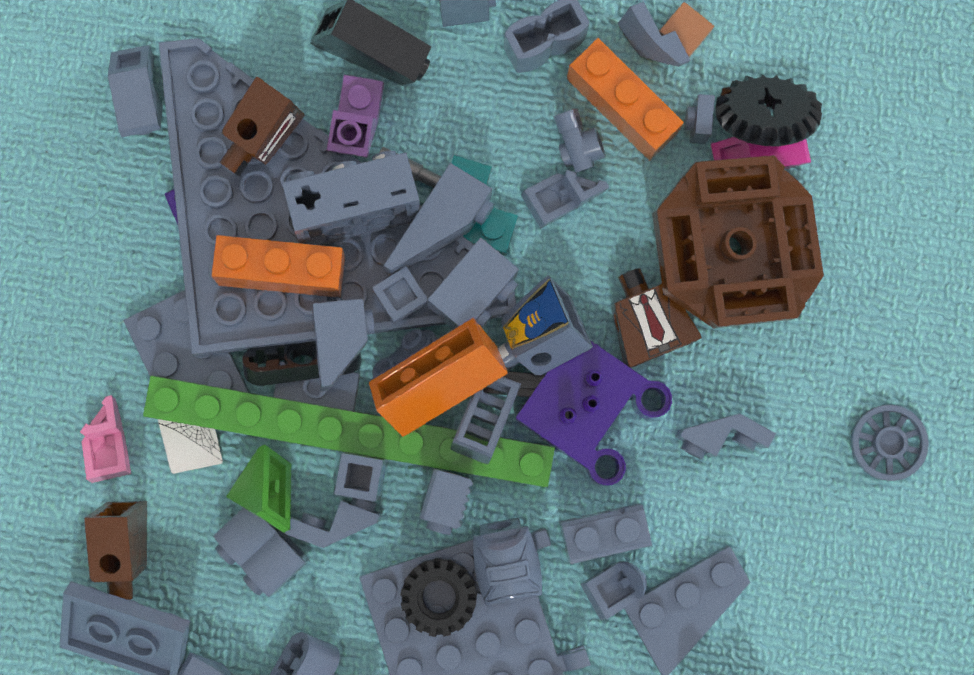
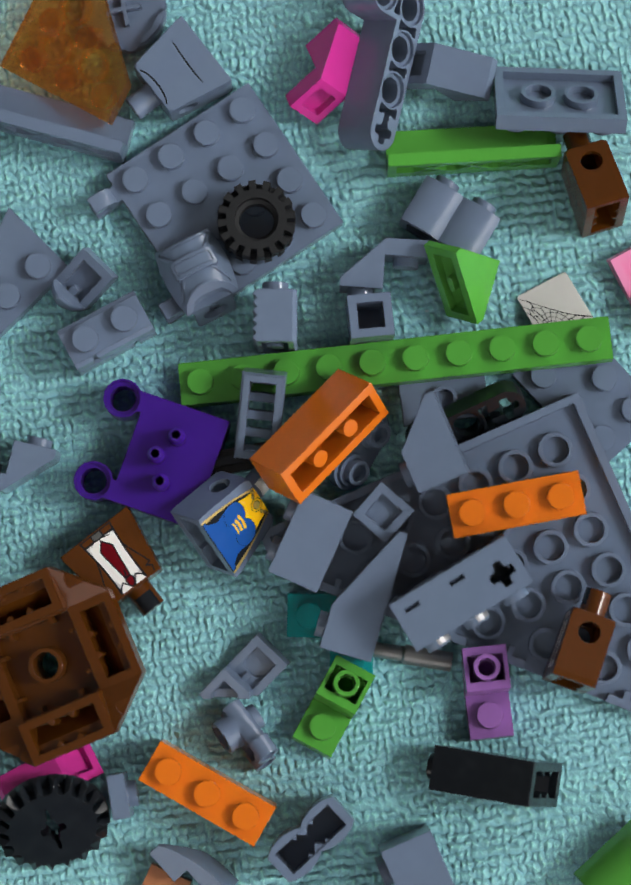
camera: 165 degrees right, 0 degrees up
(223, 610) = (470, 151): none -> bright green fence
(495, 143) = (333, 707): none -> bright green slope

